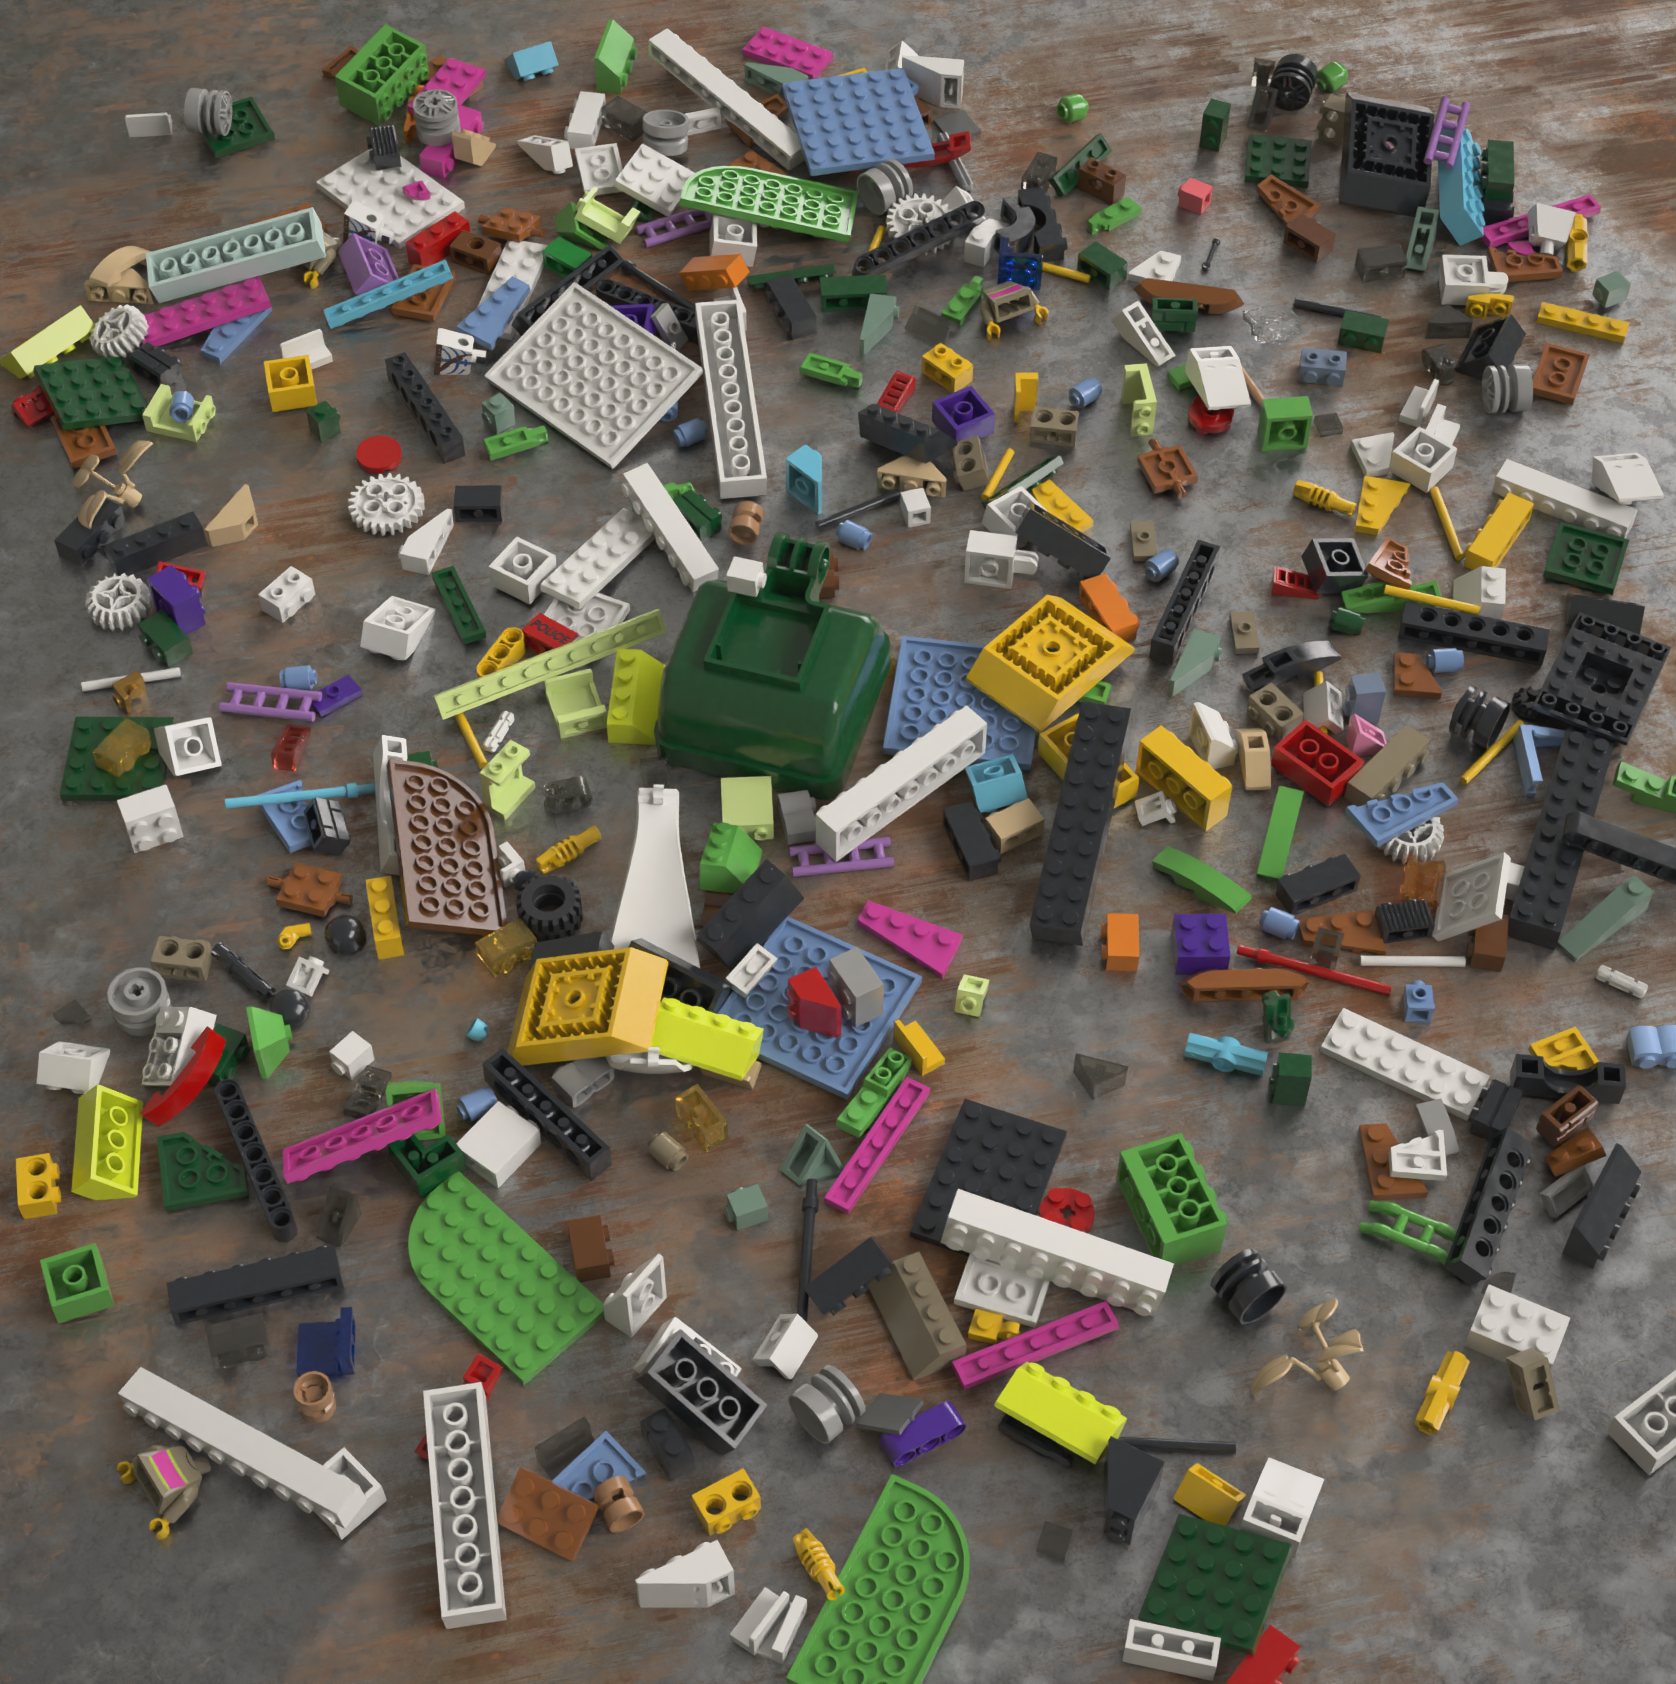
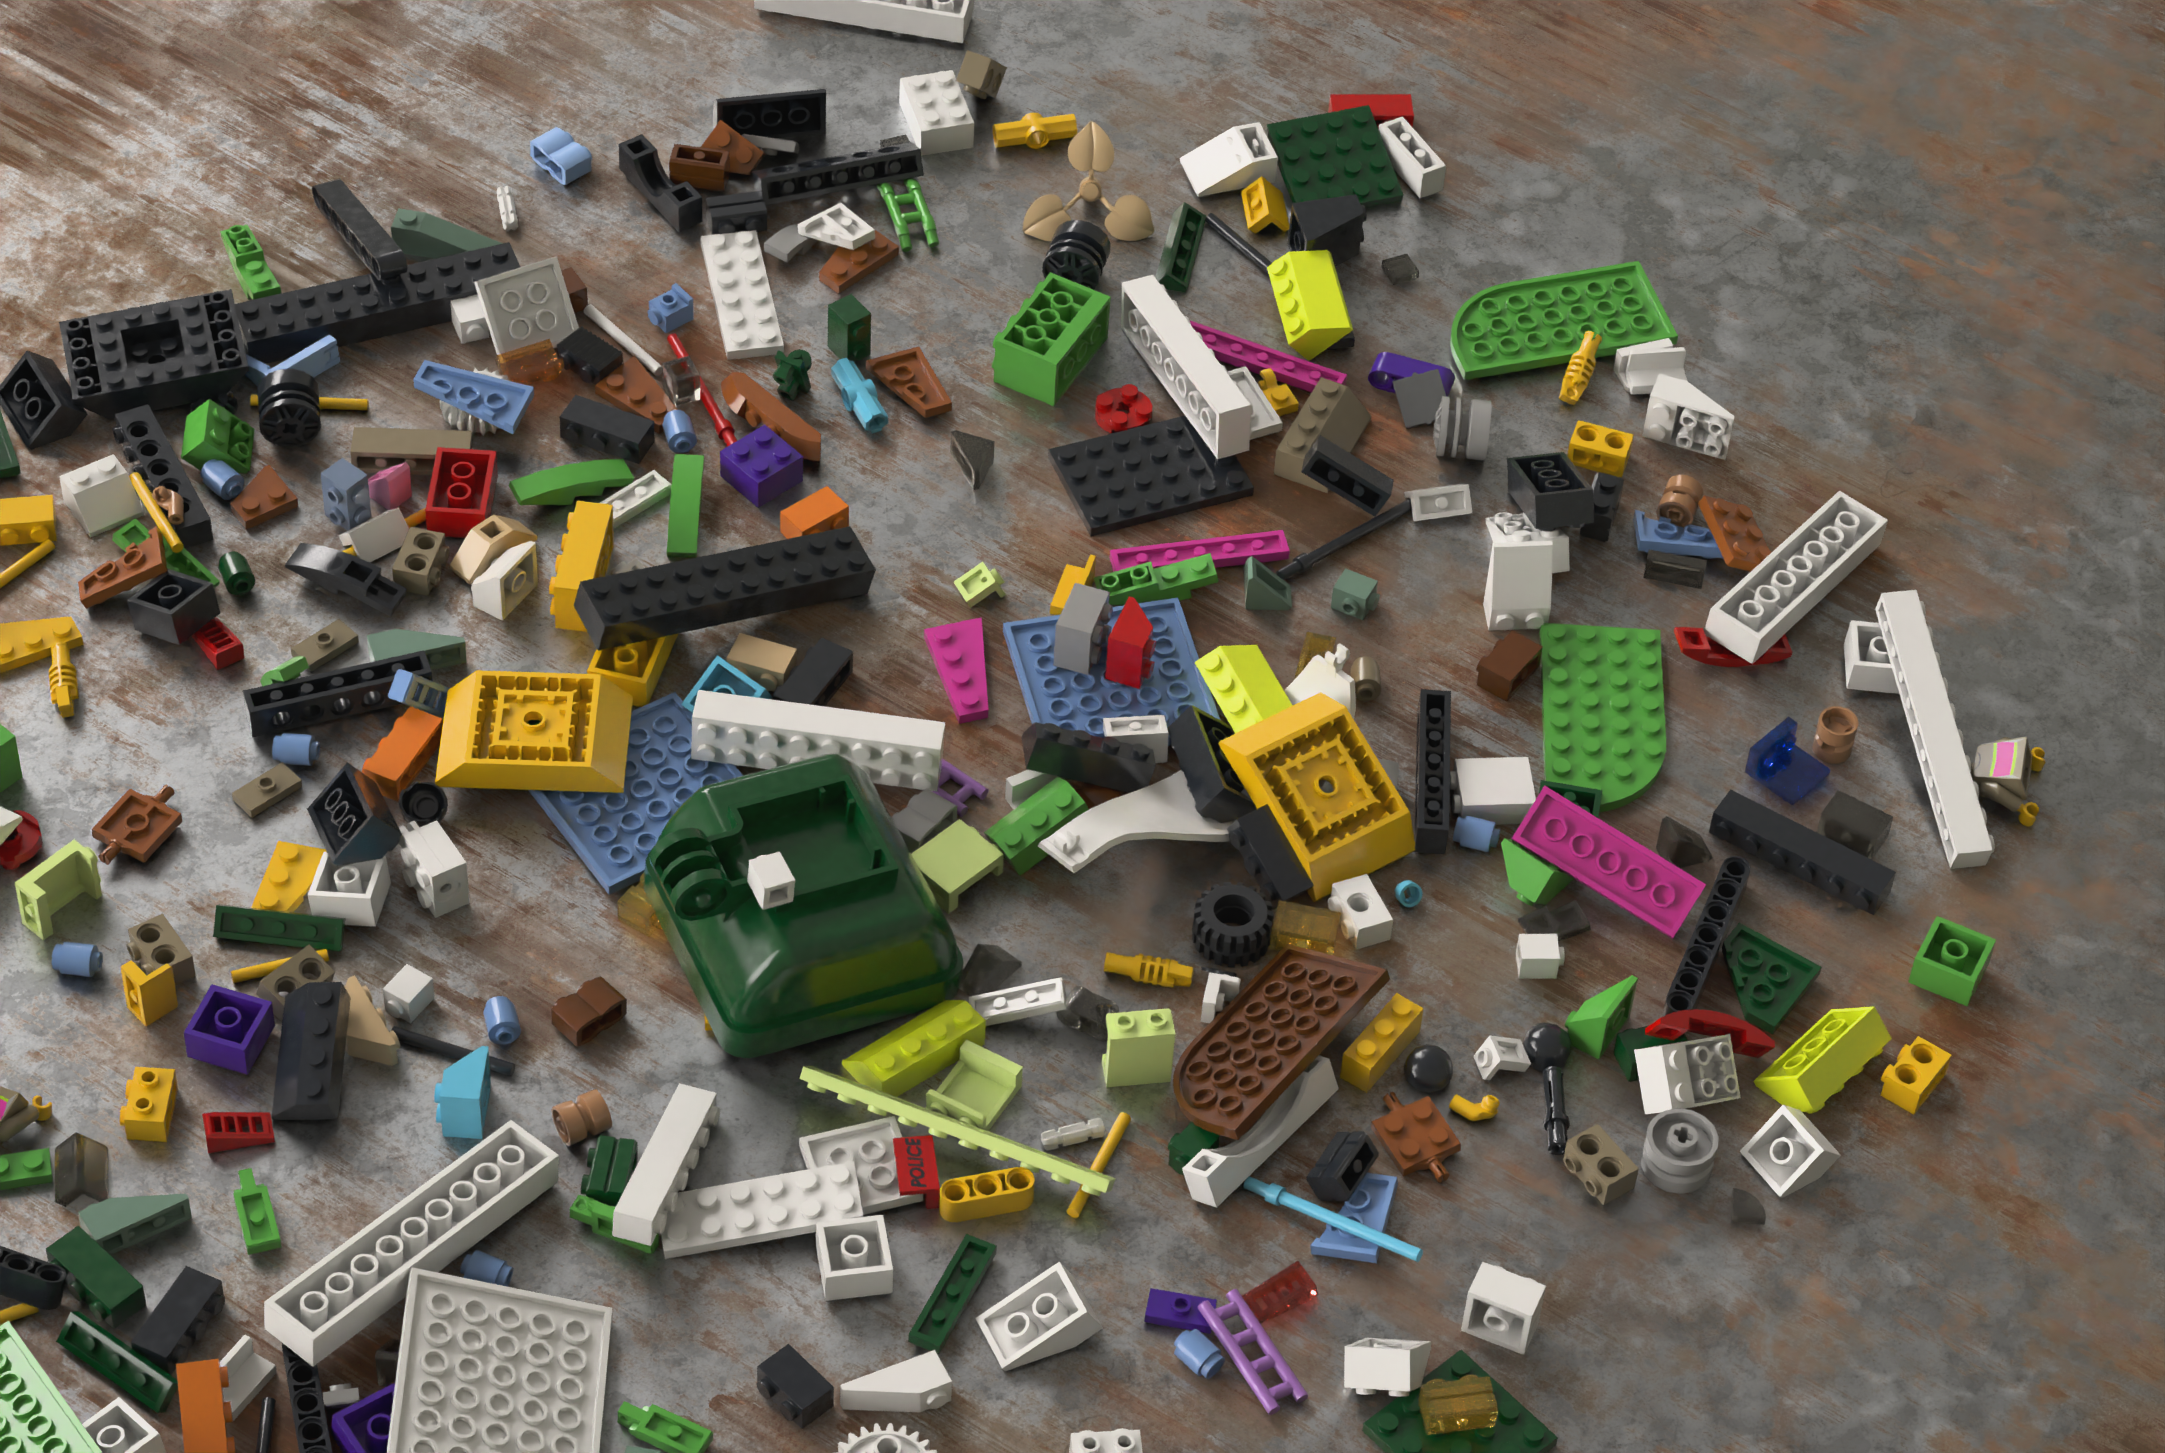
camera: 135 degrees left, 5 degrees down
(498, 998) = (1362, 911): none -> white brick
(611, 763) = (1020, 1001): none -> white tile
(1055, 585) = (423, 803): none -> black hair
(1142, 630) = (404, 688): none -> slope
(1215, 1397) = (1180, 248): none -> dark green slope
(1218, 1101) = (912, 380): none -> dark orange wing
(1227, 583) = (286, 671): none -> bright green slope
(1239, 858) = (638, 497): none -> white tile
(1431, 606) = (171, 502): none -> medium nougat arm
(1487, 673) = (217, 435): none -> bright green slope
(1565, 1051) = (626, 206): yellow wing -> none

